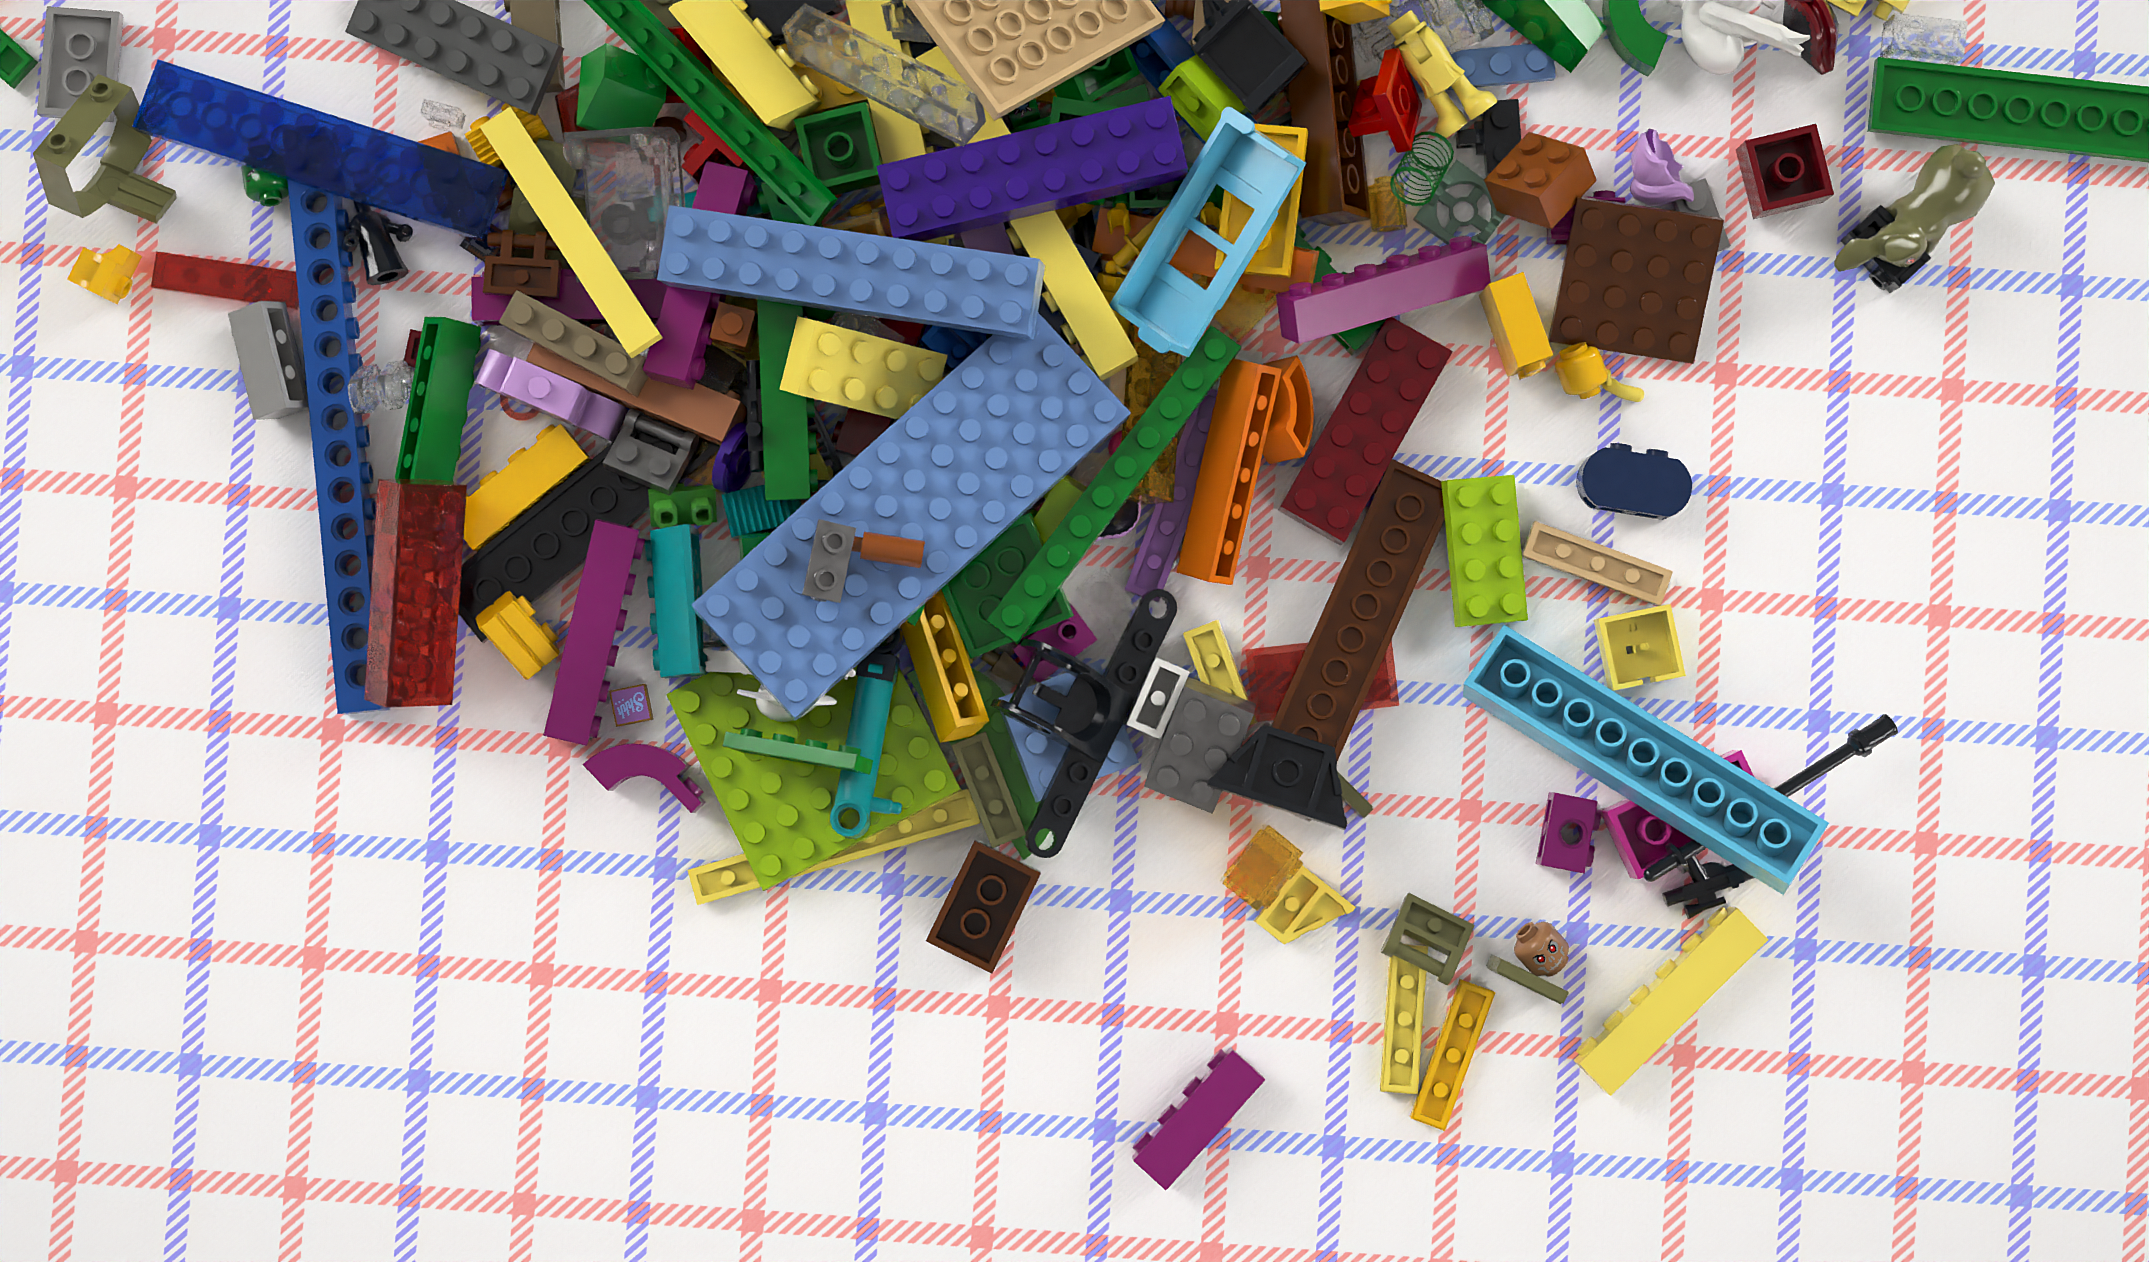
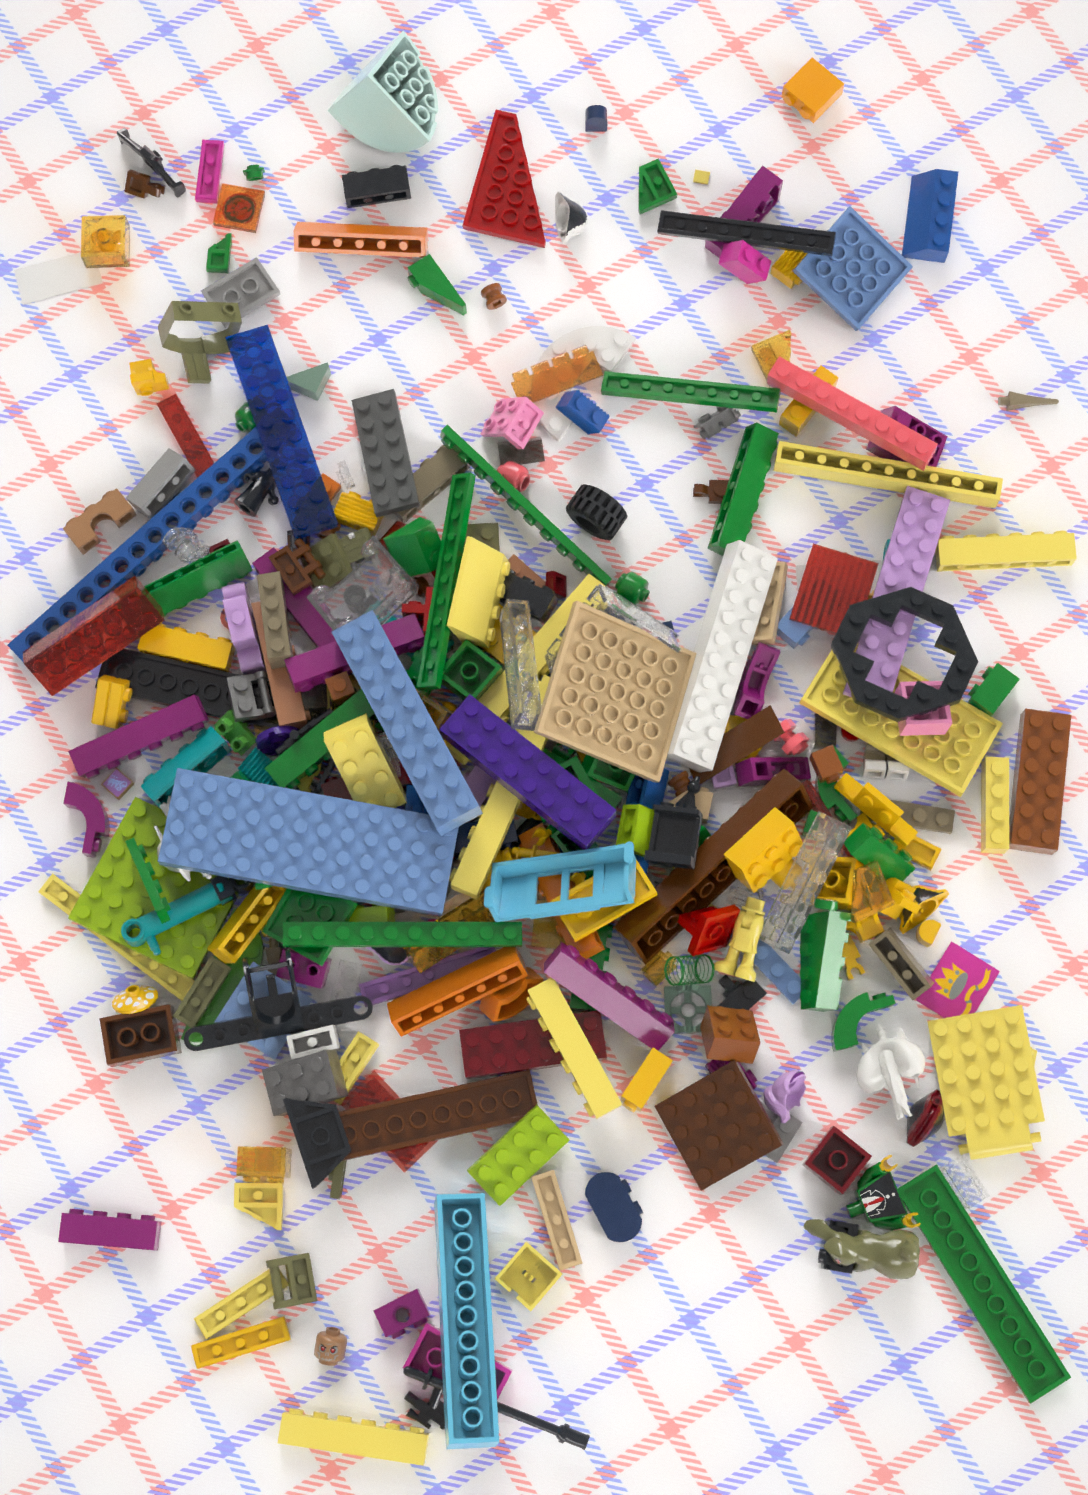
camera: 55 degrees right, 10 degrees down
(250, 447) = (111, 507): none -> medium nougat arch
(278, 64) = (310, 381): none -> sand green slope
(571, 233) = (327, 576): light yellow tile -> none
(829, 561) = (247, 817): flat silver hinge -> none
(889, 549) = (277, 842): dark orange cylinder -> none
(932, 880) = (135, 999): none -> yellow dish
(1416, 381) = (574, 1048): none -> light yellow brick
(1527, 979) = (306, 1349): olive tile -> none
(1581, 370) = (651, 1133): yellow head -> none
(1623, 391) = (658, 1165): light yellow piece -> none
(1869, 156) = (880, 1199): none -> torso

